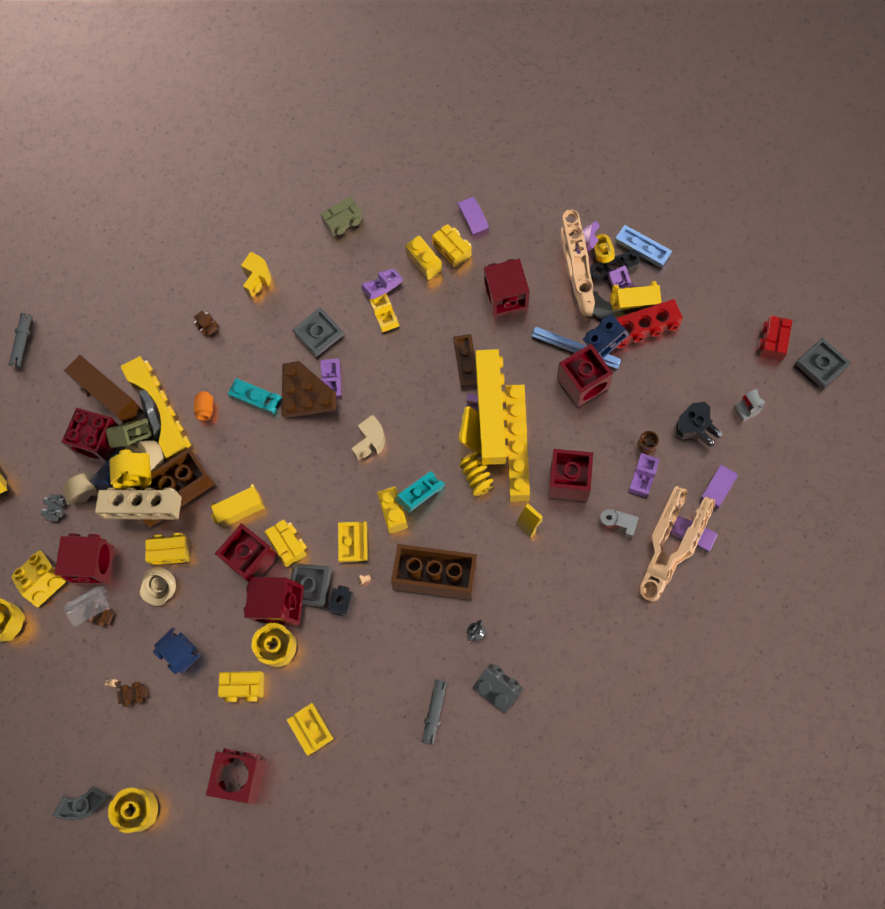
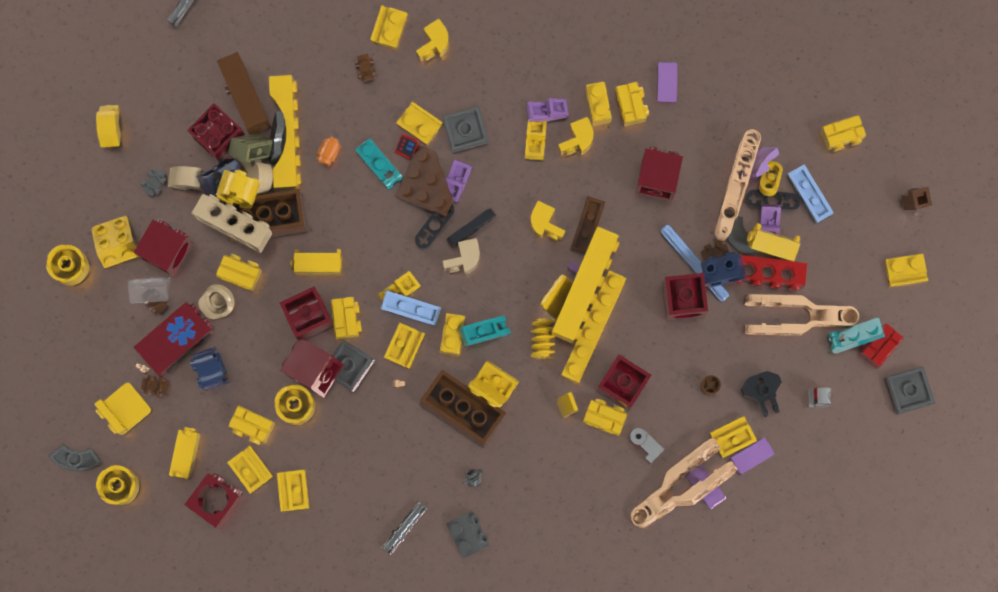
camera: 20 degrees right, 10 degrees up
(108, 732) = (123, 409): none -> yellow bracket
(129, 639) = (173, 338): none -> dark red panel
(188, 745) = (184, 453): none -> yellow brick
(211, 282) = (389, 27): none -> yellow plate
(259, 729) = (250, 469): none -> yellow plate
(272, 369) = (406, 146): none -> slope
(275, 346) = (419, 123): none -> yellow plate
(324, 496) = (404, 286): none -> yellow slope
(333, 431) = (430, 239): none -> black beam
(340, 609) = (369, 401): black brick -> none
(342, 216) = (542, 21): olive brick -> none
(342, 504) = (410, 308): none -> light blue plate
(364, 409) = (471, 227): none -> black beam
(423, 291) = (583, 137): none -> yellow brick
(424, 377) = (541, 223): none -> yellow brick
(452, 535) = (493, 384): none -> yellow bracket
(569, 516) = (605, 417): none -> yellow brick
(590, 324) = (717, 251): none -> reddish brown piece
(642, 186) = (843, 133): none -> yellow brick
(644, 475) = (691, 413): medium lavender slope -> none
(694, 477) = (733, 437): none -> yellow plate
(707, 339) = (819, 315): none -> light nougat piece
(735, 206) = (916, 199): none -> reddish brown brick
(750, 338) = (856, 335): none -> teal plate
(759, 269) = (906, 270): none -> yellow plate

